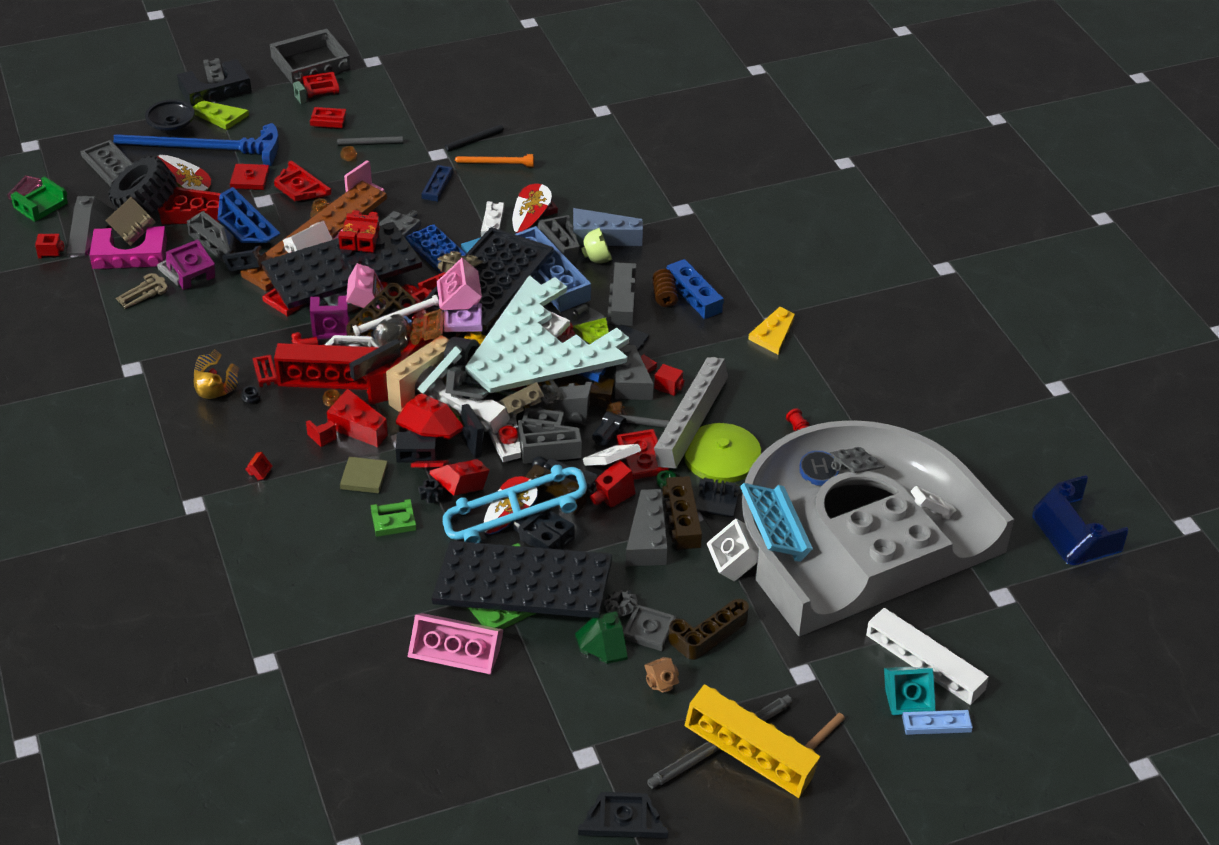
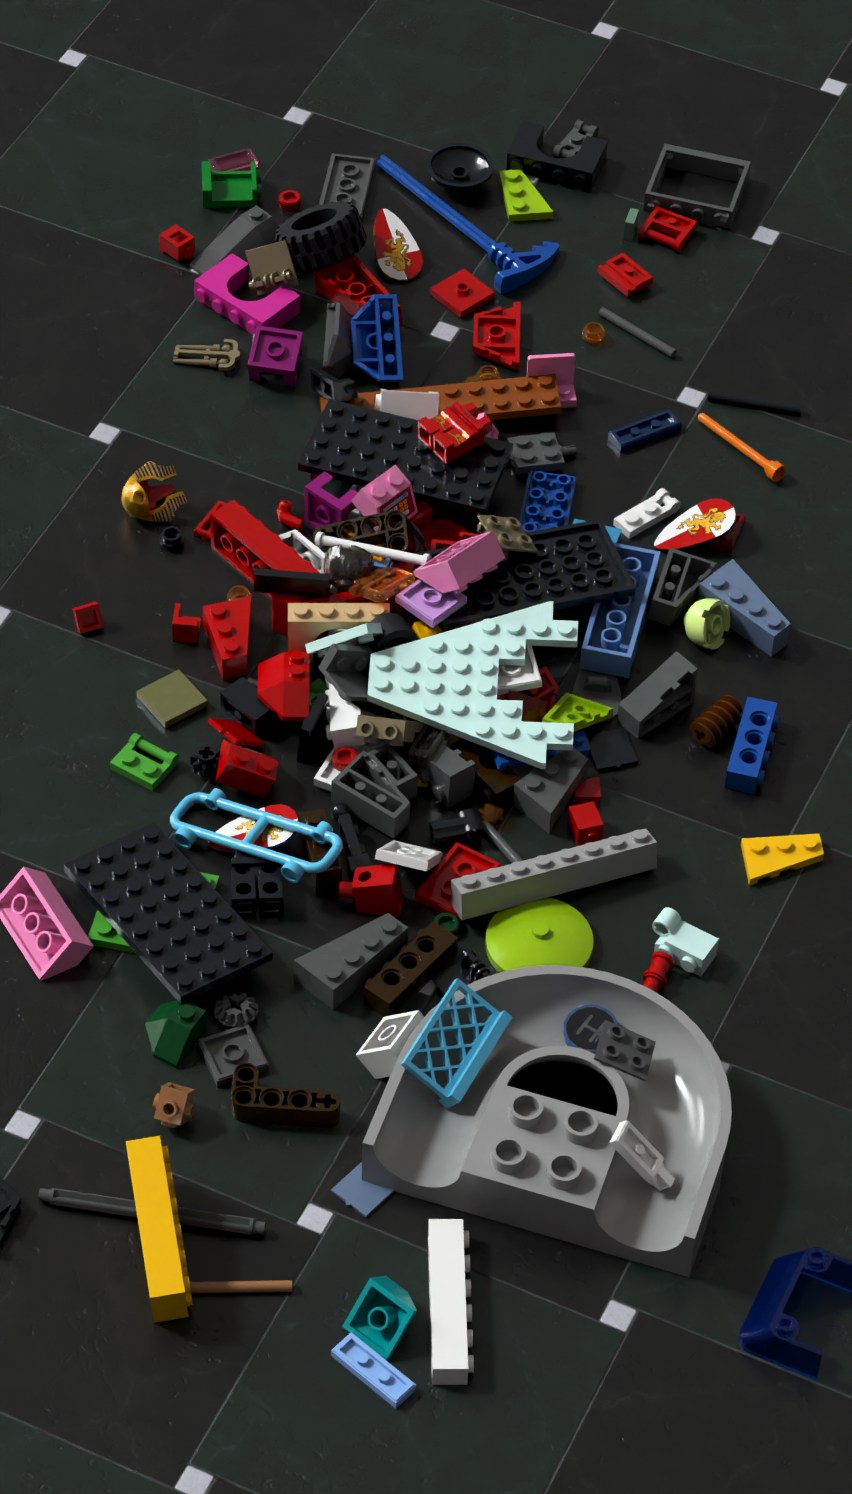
camera: 45 degrees right, 5 degrees up
(85, 188) = (289, 200): none -> red tile
(792, 397) = (683, 942): none -> light aqua hinge
(806, 643) = (361, 1194): none -> sand blue piece

